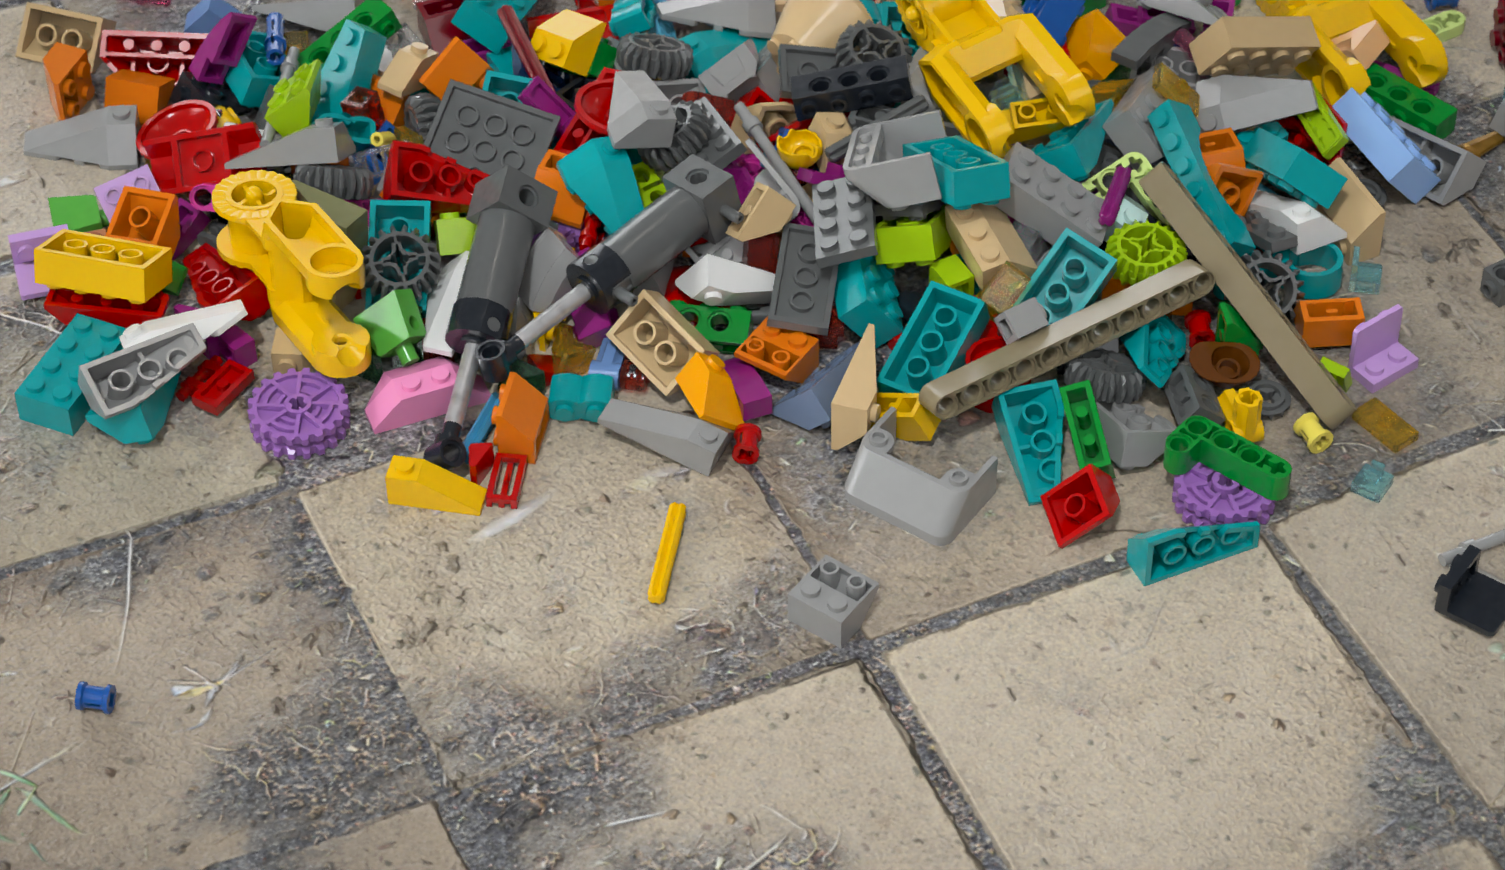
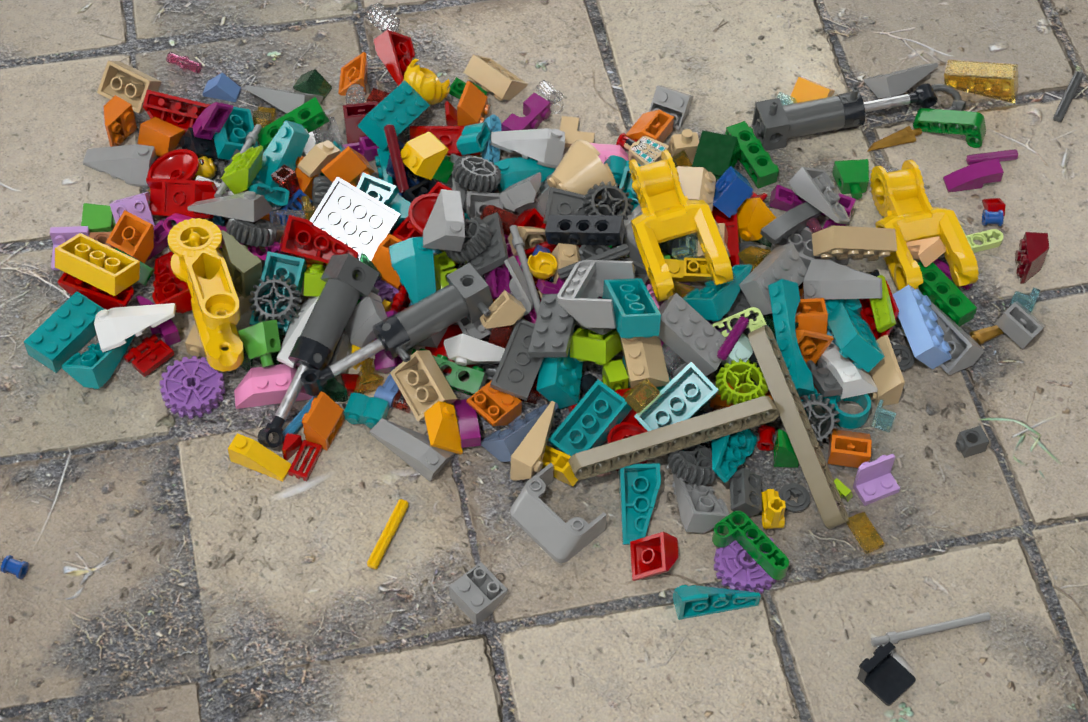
camera: 10 degrees right, 10 degrees up
(134, 373) = (93, 346): light grey wedge -> none
(275, 43) = (247, 119): blue pin -> none
(382, 138) = (292, 205): light yellow arm -> none
(541, 96) = (394, 200): magenta tile -> none
(747, 439) = (458, 465): red bush -> none
(1021, 320) = (647, 420): light grey brick -> none
(1086, 426) = (670, 503): green brick -> none
(1174, 87) = (794, 267): clear yellow plate -> none
(1224, 363) = (772, 469): reddish brown piece -> none
(1314, 434) = (816, 530): light yellow bush -> none
(1372, 481) = (844, 574): clear light blue tile -> none

